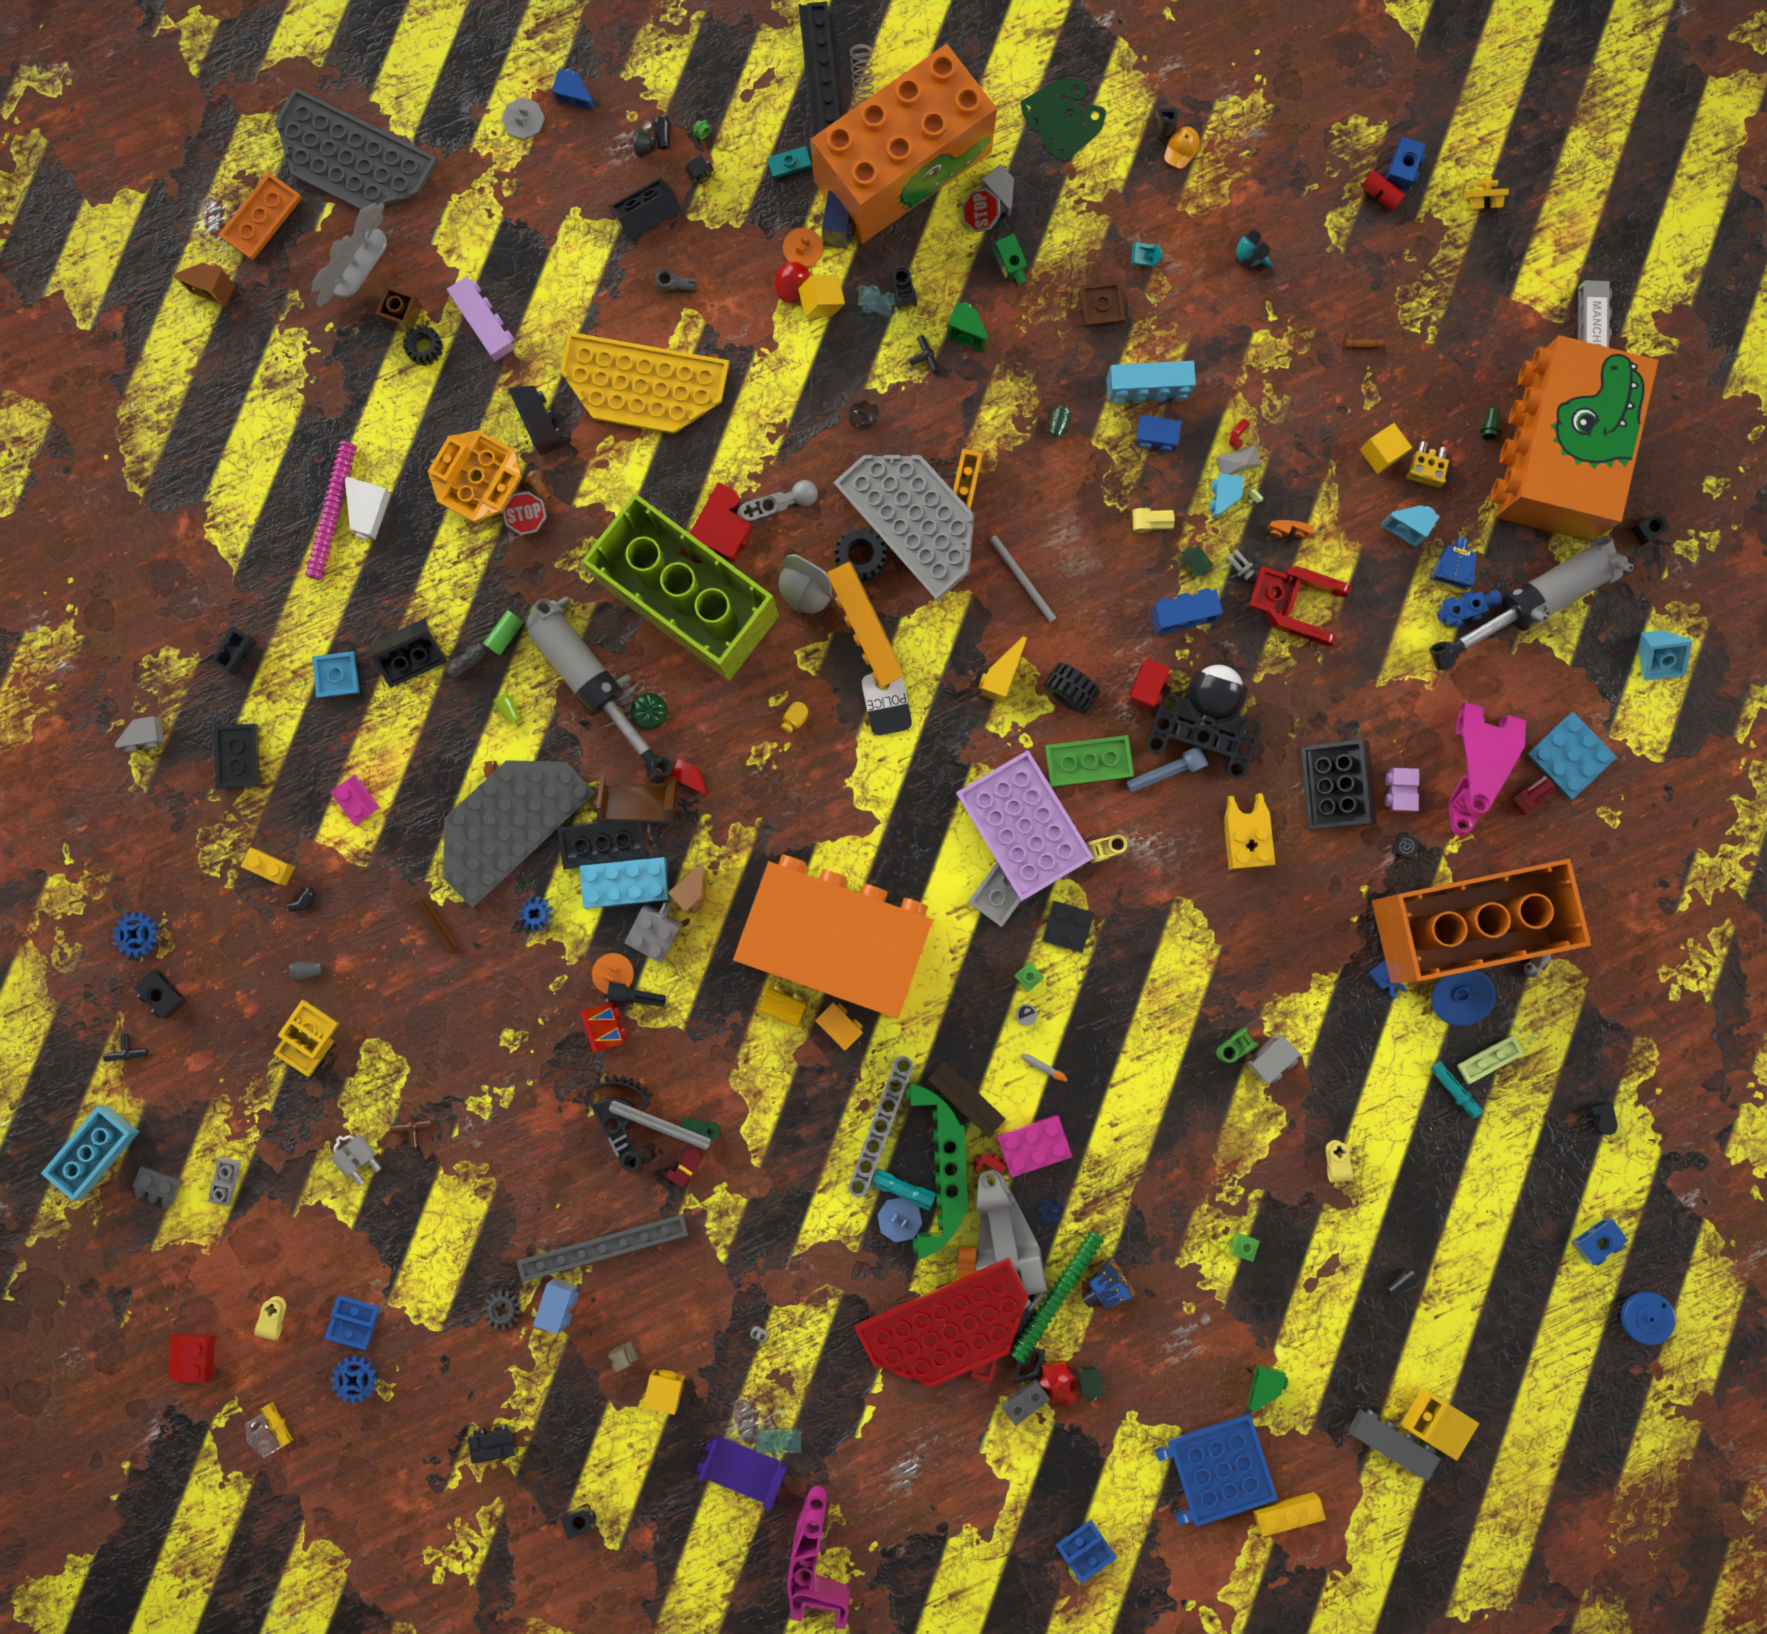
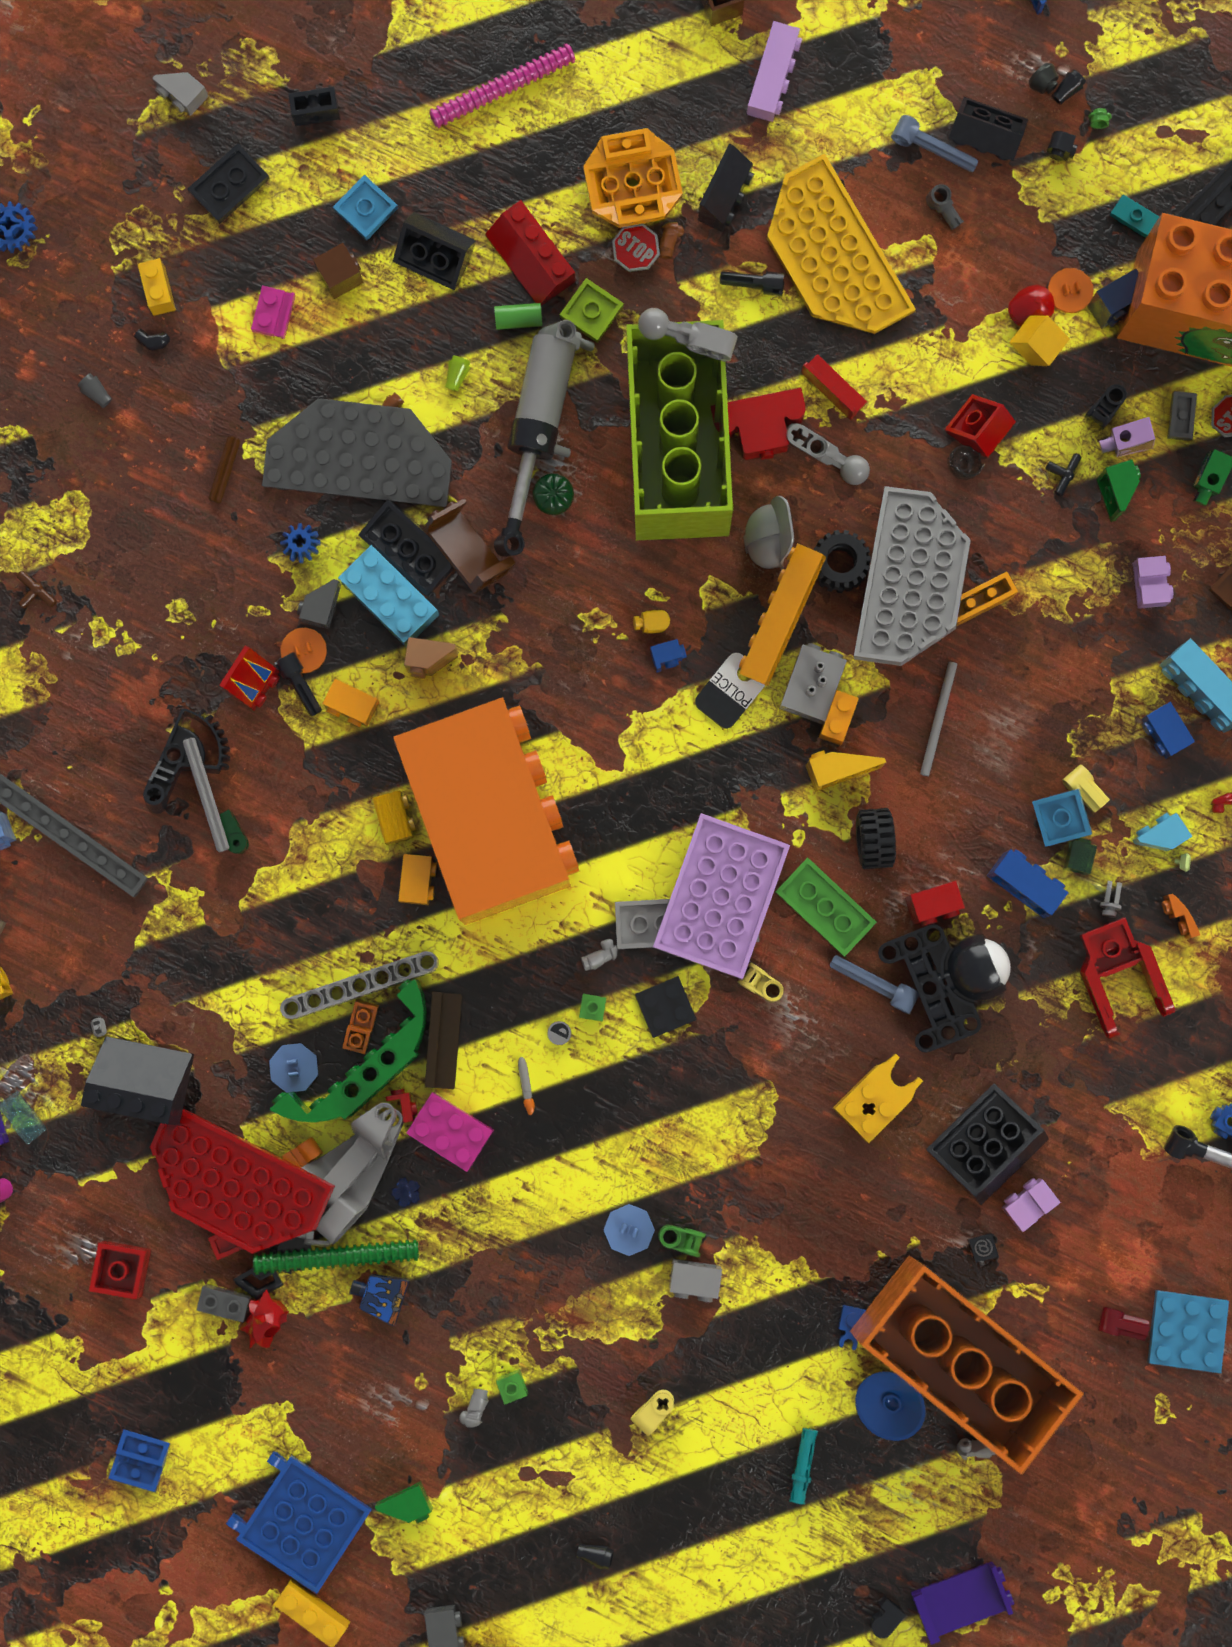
camera: 50 degrees right, 0 degrees up
(306, 1038) = (38, 438): yellow bracket -> none
(365, 507) = (528, 112): white slope -> none
(365, 730) = (338, 270): none -> reddish brown head
(414, 337) = (713, 30): black tyre -> none
(466, 588) = (530, 254): none -> red slope
(472, 655) = (459, 302): dark grey plate -> none
(542, 579) = (592, 310): none -> lime plate
(591, 936) = (320, 605): none -> dark grey slope
(601, 263) = (908, 131): none -> sand blue axle
(627, 442) = (770, 282): none -> black piece
(632, 519) = (697, 336): none -> light grey beam
(654, 932) = (367, 655): light grey plate -> none
(678, 971) = (350, 703): none -> light orange brick
(689, 776) = (526, 575): red slope -> none
(691, 1159) = (189, 849): dark red leg -> none
(735, 460) = (833, 386): none -> red panel
(821, 1336) = (138, 1081): none -> slope
(826, 725) = (667, 654): none -> blue brick
(845, 383) = (980, 424): none -> red slope
(873, 301) = (1074, 389): clear light blue hips -> none
(909, 1149) = (360, 1026): none -> orange slope
(917, 1195) = (316, 1032): teal axle -> none
(928, 642) = (813, 683): none -> light grey piece
(941, 284) = (1139, 437): none -> lavender torso
(943, 1457) = (120, 1270): none -> red brick
(952, 245) = (1182, 415): none -> dark grey plate
(967, 645) = (838, 717): none -> light orange brick
(996, 946) = (598, 958): none -> light grey arm
(1048, 360) = (1151, 582): none -> lavender brick
(1059, 421) = (1105, 636): clear green brick -> none
(1090, 1382) = (286, 1347): clear green brick -> none
(1159, 552) = (1062, 817): none -> dark azure plate
(1200, 1077) = (629, 1229): none -> medium blue piece
(1236, 1280) = (477, 1405): none -> light grey arm
(1239, 461) = (1204, 822): light grey slope -> none
(1490, 758) = (1119, 1257): dark pink piece -> none
(1490, 1059) = (855, 1475): yellowish green plate -> none
(1631, 1056) = (962, 1600): none -> dark purple panel

